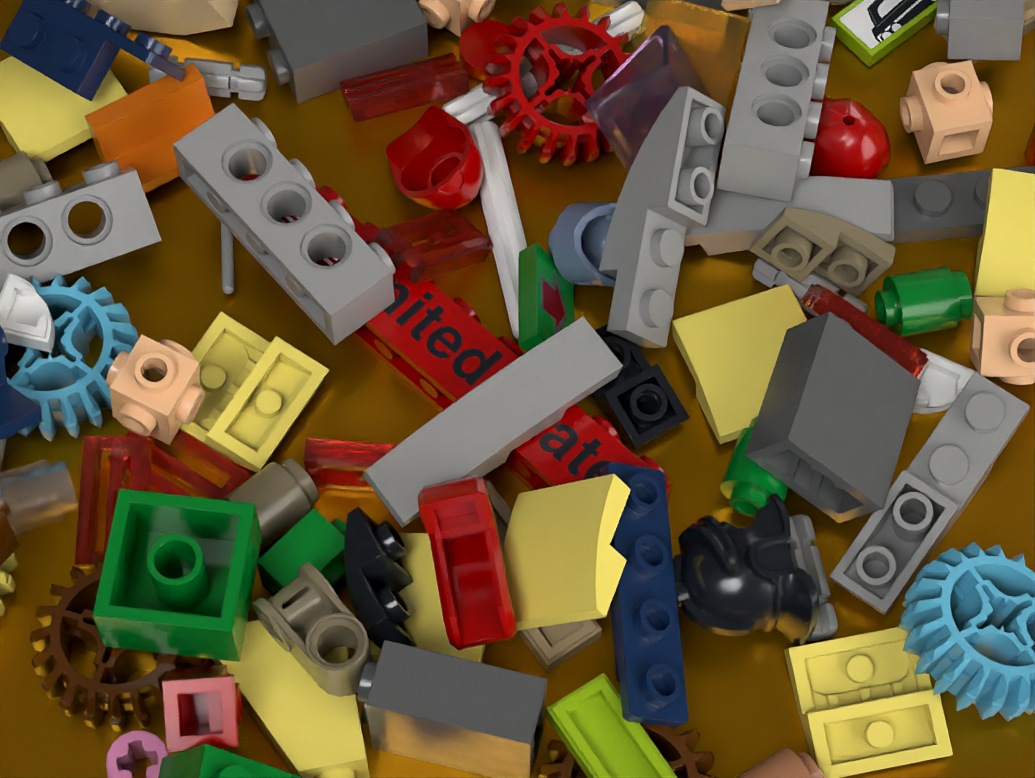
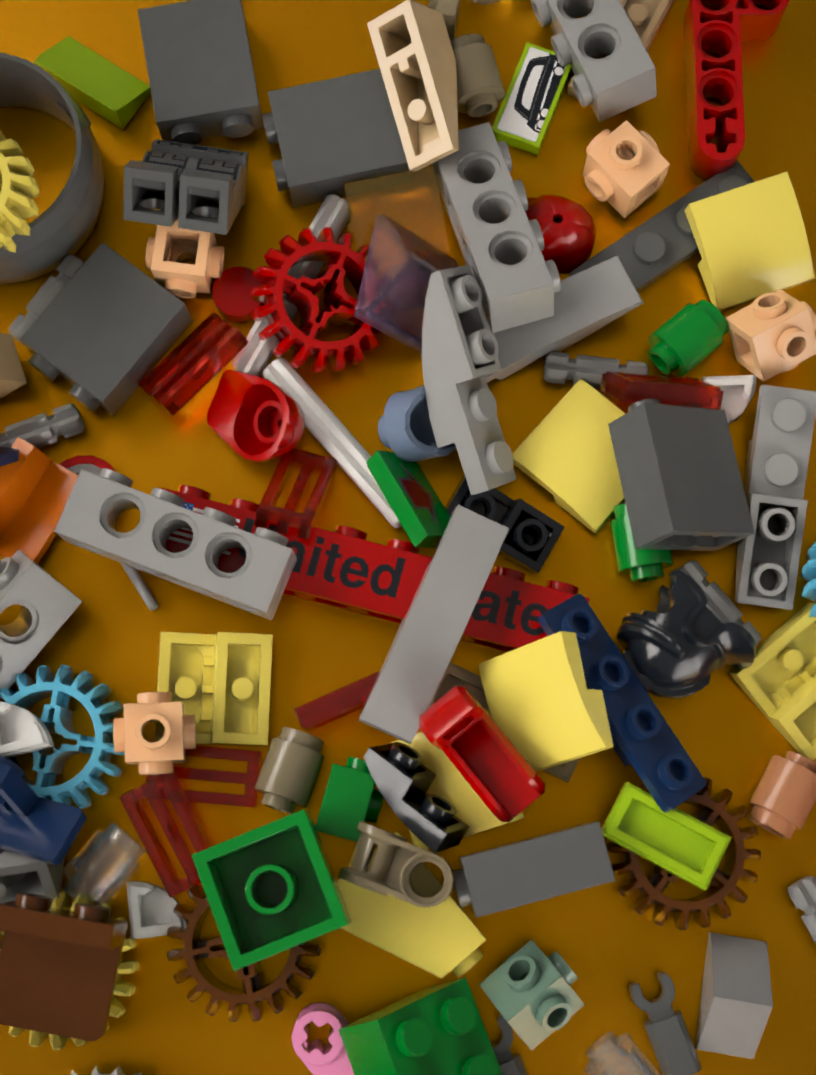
camera: 25 degrees left, 15 degrees up
(44, 565) = (151, 910): none -> white tile
(201, 708) = (347, 978): brick -> none
(816, 242) = (600, 335): dark tan slope -> none

